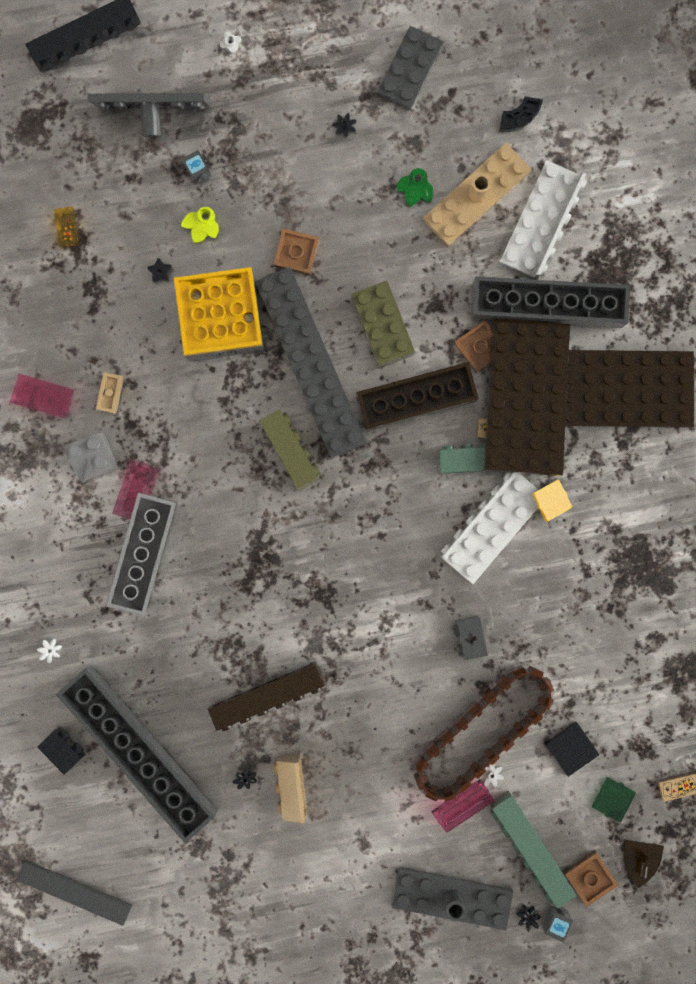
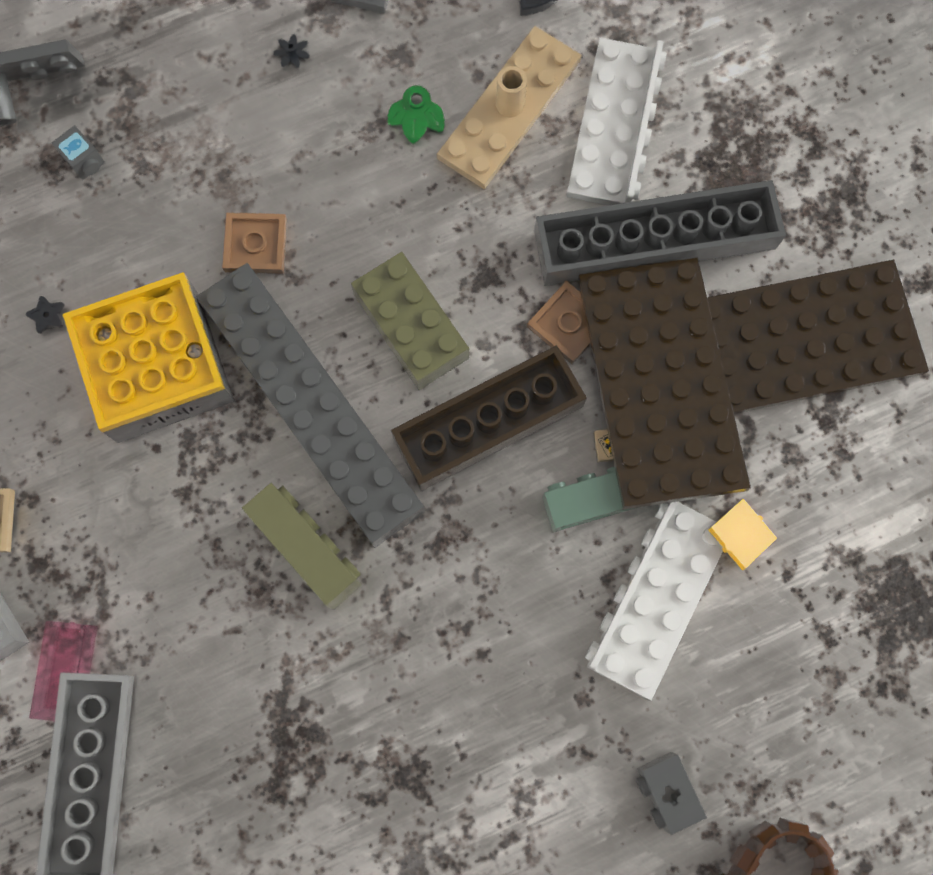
camera: 15 degrees left, 10 degrees down
(200, 227) = (99, 237): neon yellow plate -> none

